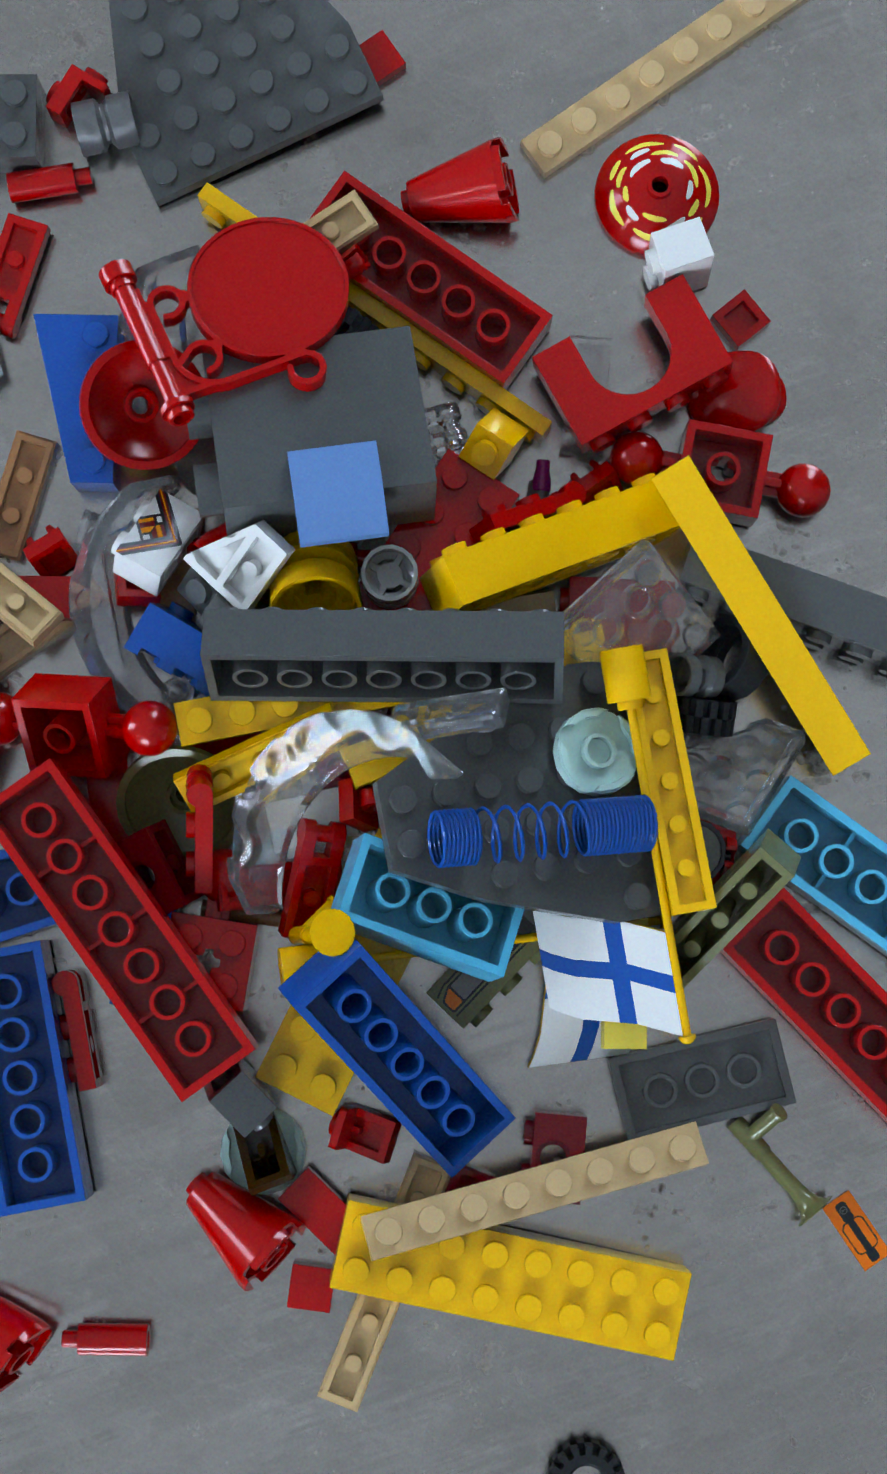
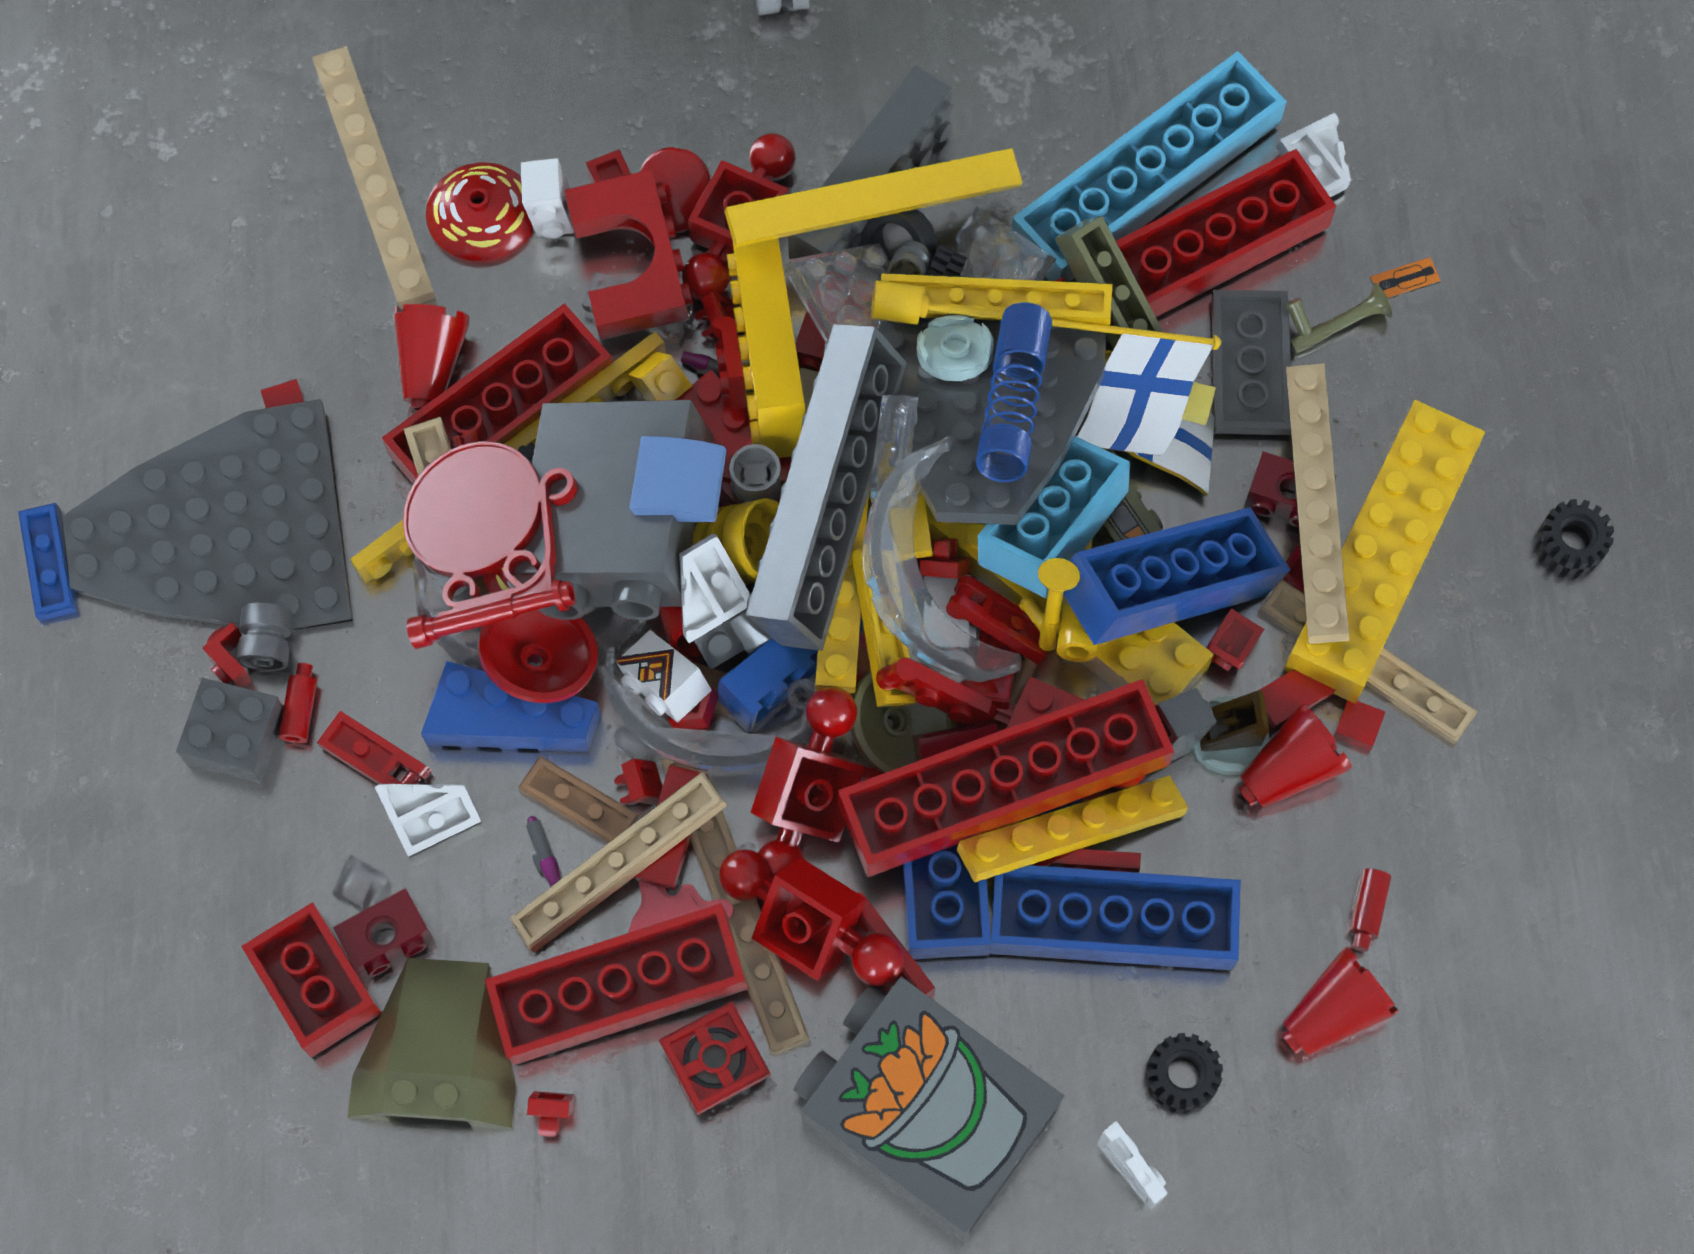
camera: 75 degrees left, 15 degrees down
(80, 989) = (1071, 828): none -> yellow plate

